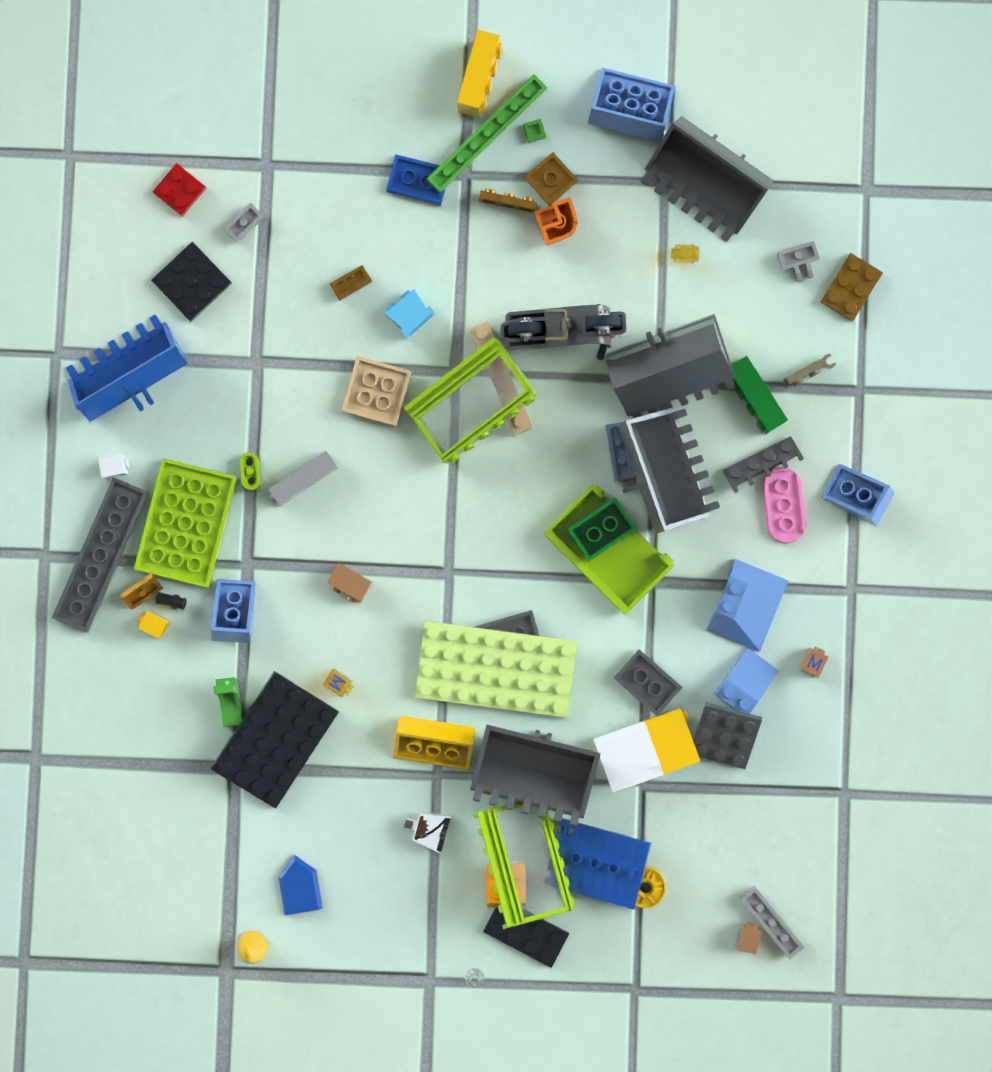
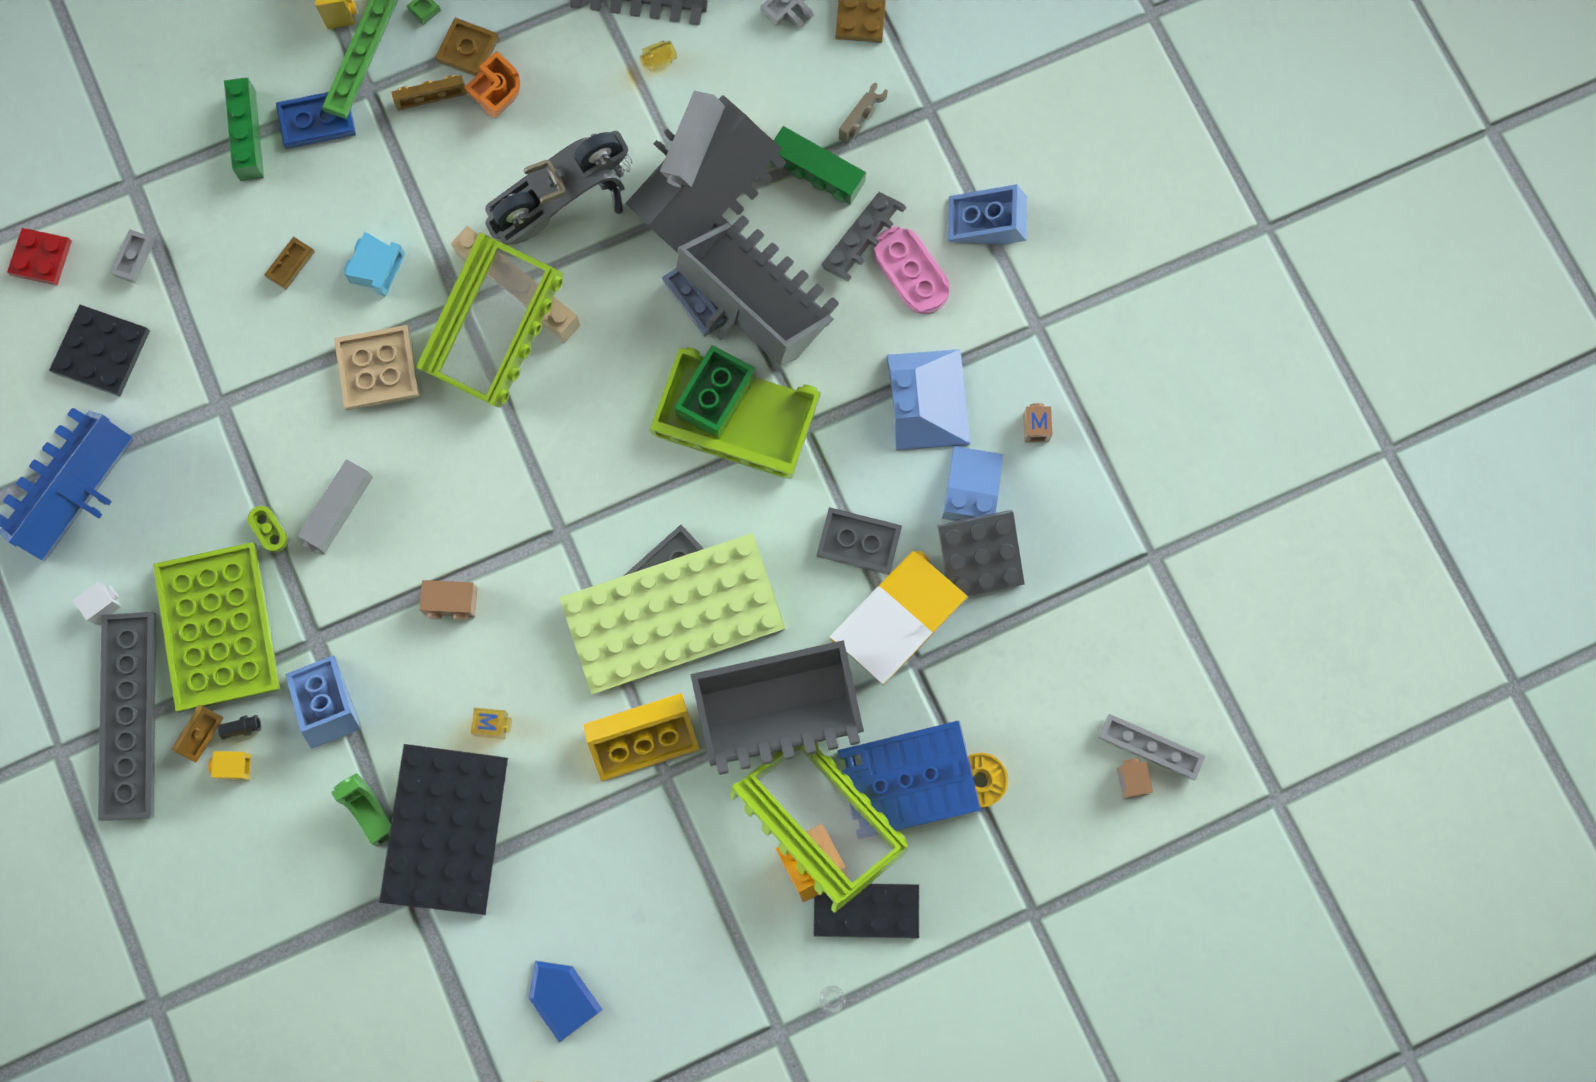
camera: 30 degrees left, 10 degrees down
(363, 165) = (243, 129): none -> green brick
(429, 829) = (686, 843): torso -> none
(674, 346) = (692, 139): none -> light grey brick

